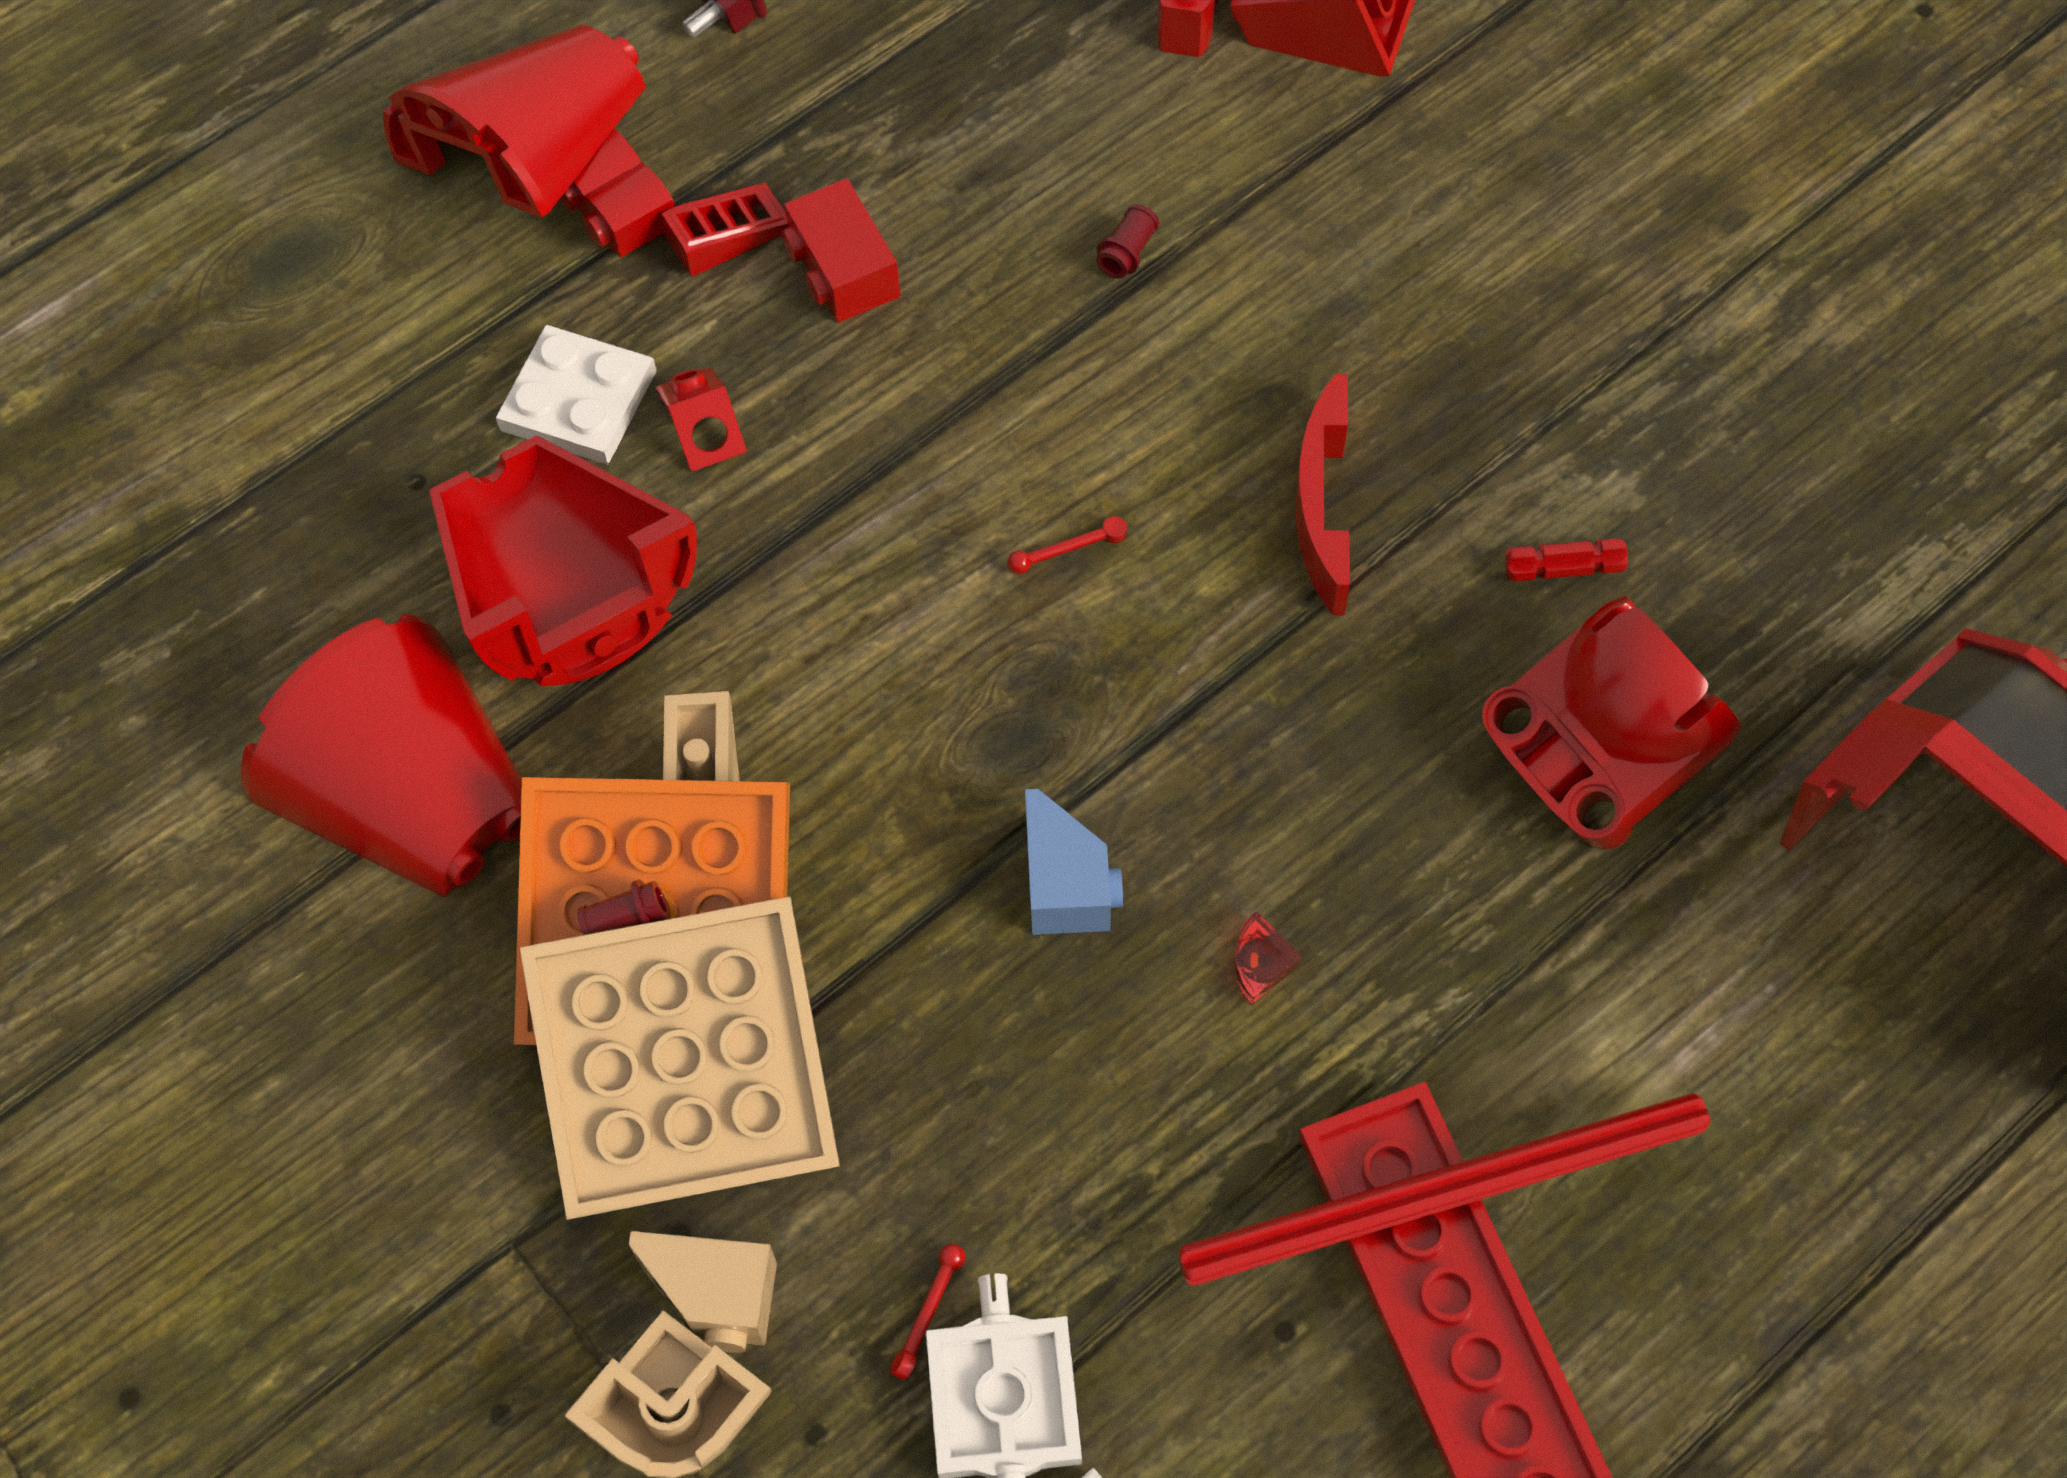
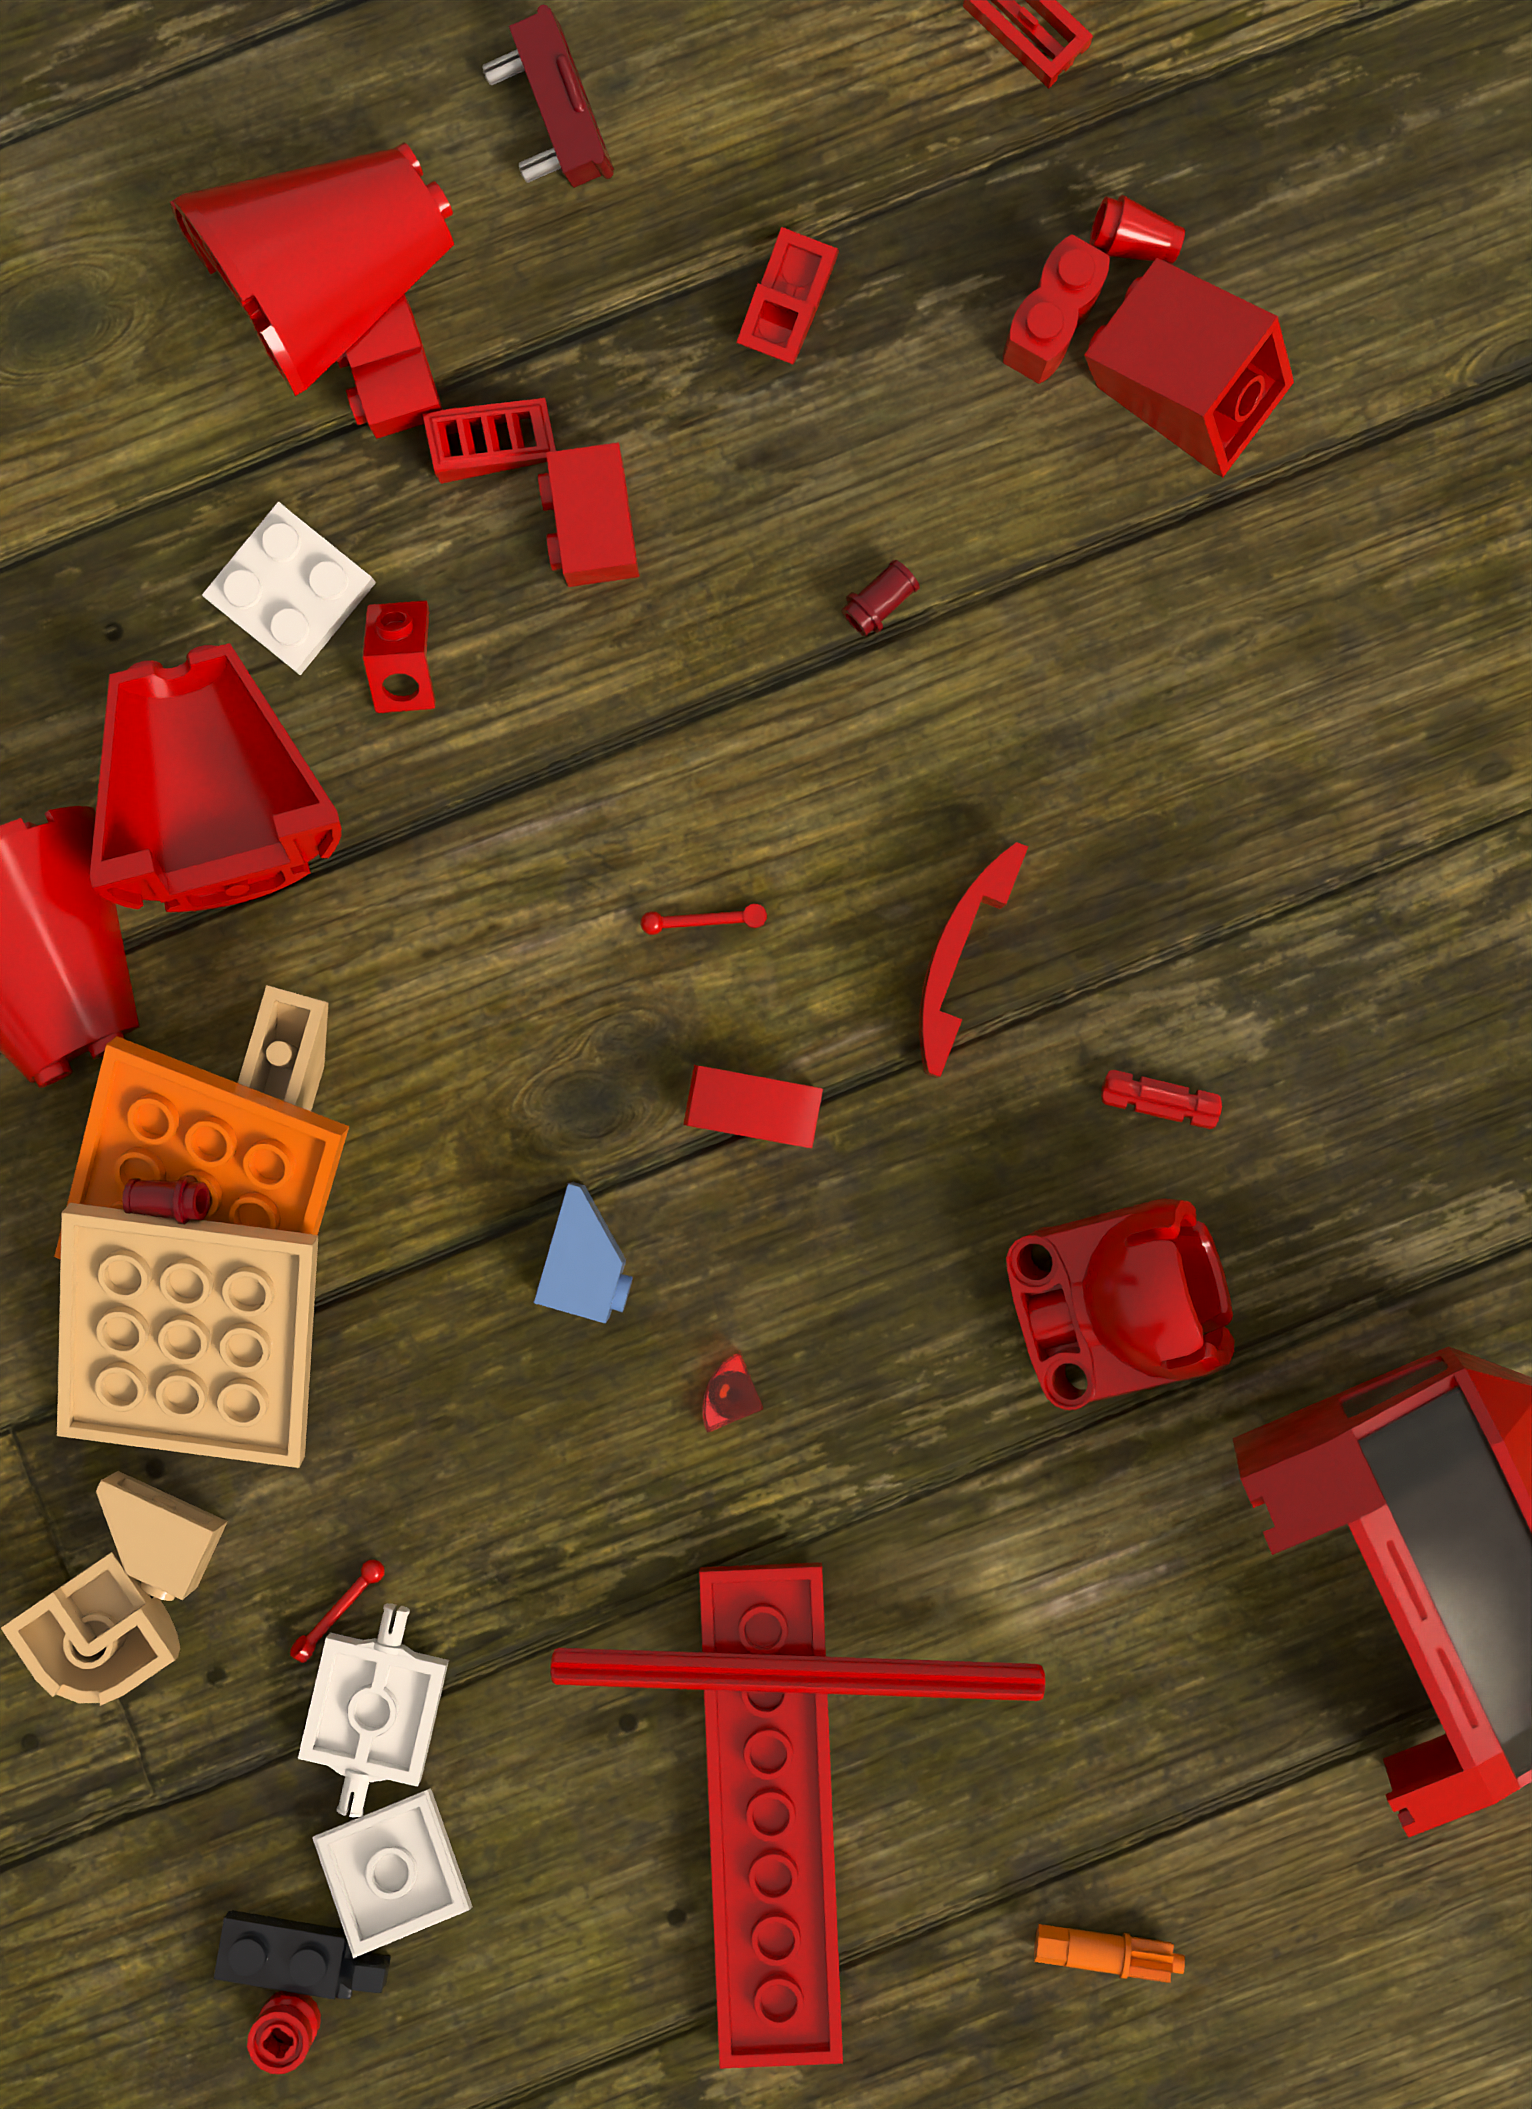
camera: 20 degrees right, 25 degrees up
(954, 49) = (788, 296): none -> red slope
(1179, 680) = (753, 1106): none -> red slope
(1903, 1391) = (1107, 1953): none -> orange piece

